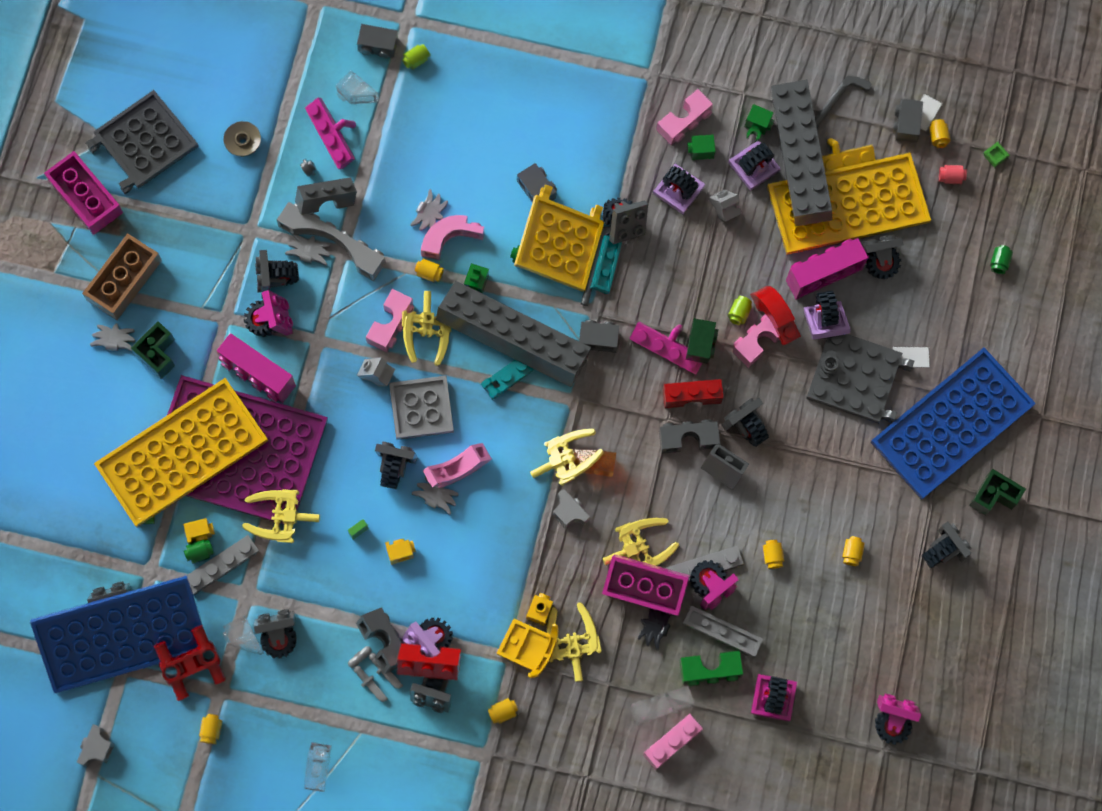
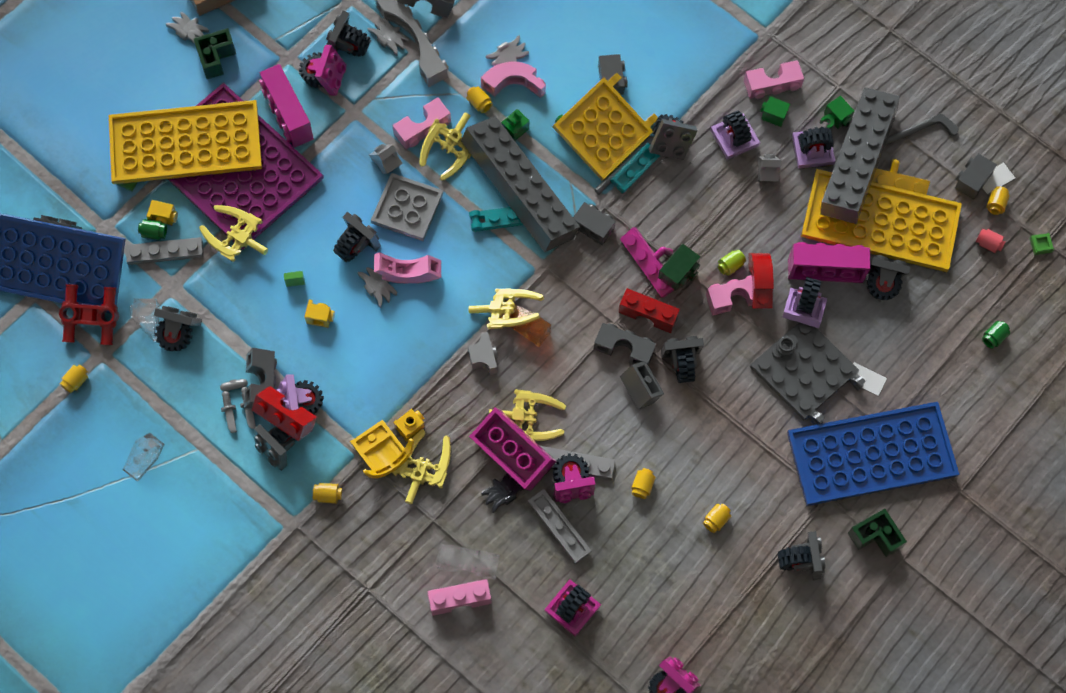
camera: 30 degrees right, 5 degrees down
(694, 672) = (513, 549): green arch -> none

